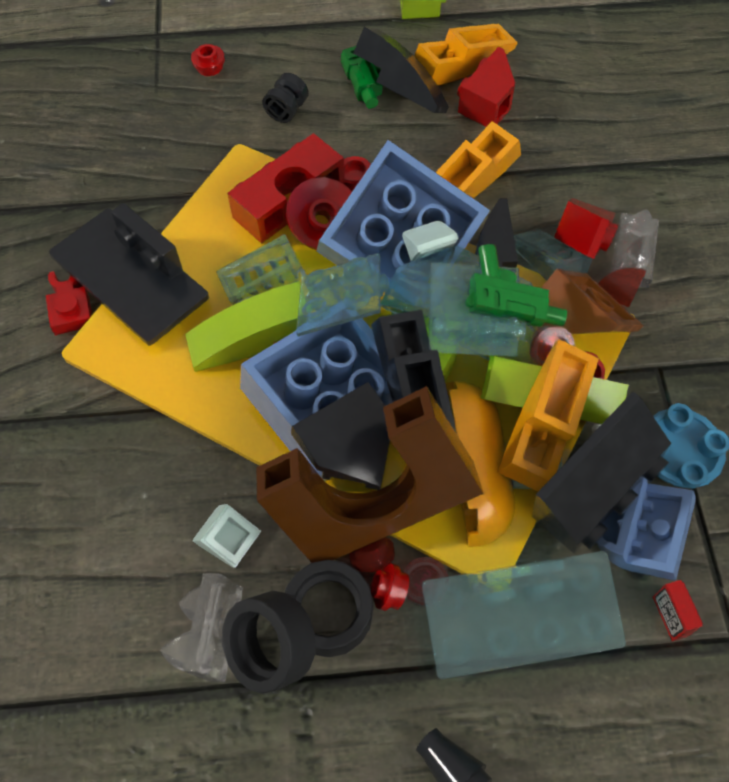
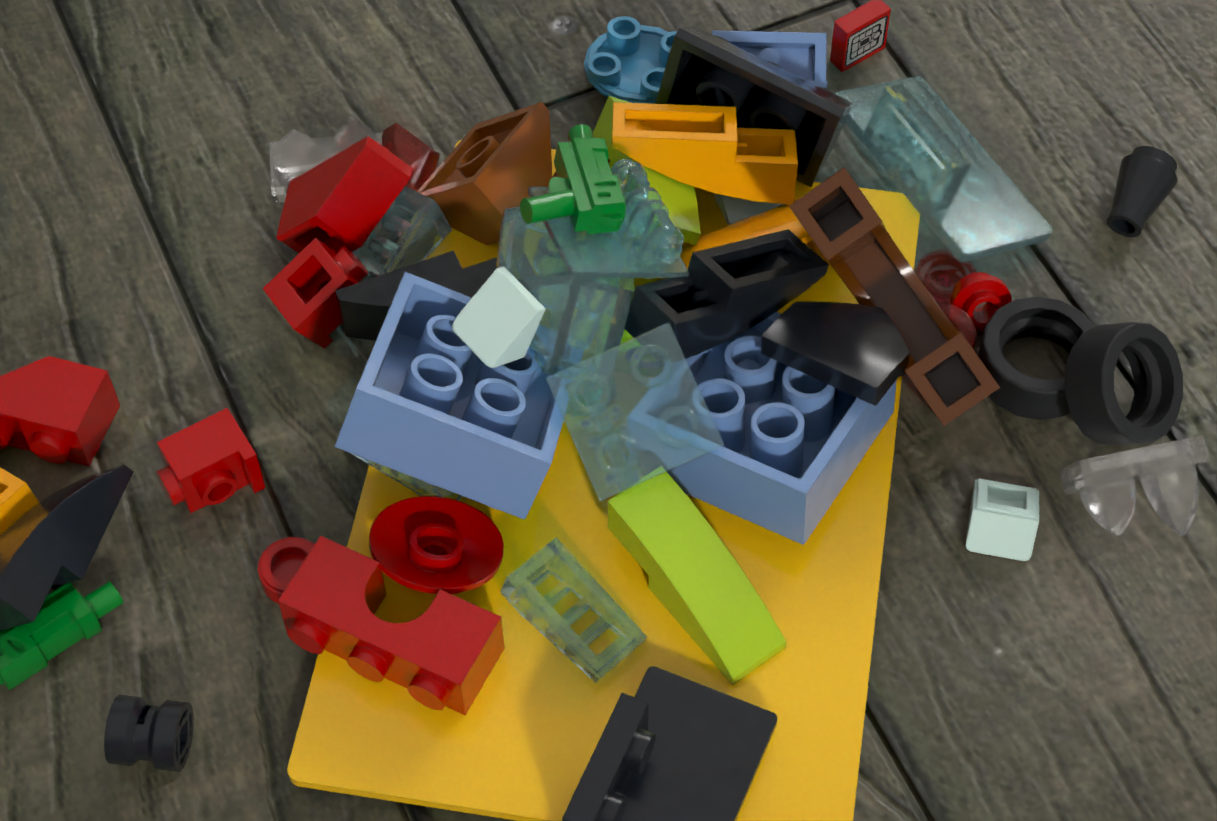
camera: 110 degrees left, 5 degrees down
(429, 142) = (208, 463): none -> red brick
(480, 163) = (260, 394): light orange slope -> none
(527, 214) = (307, 289): none -> red brick

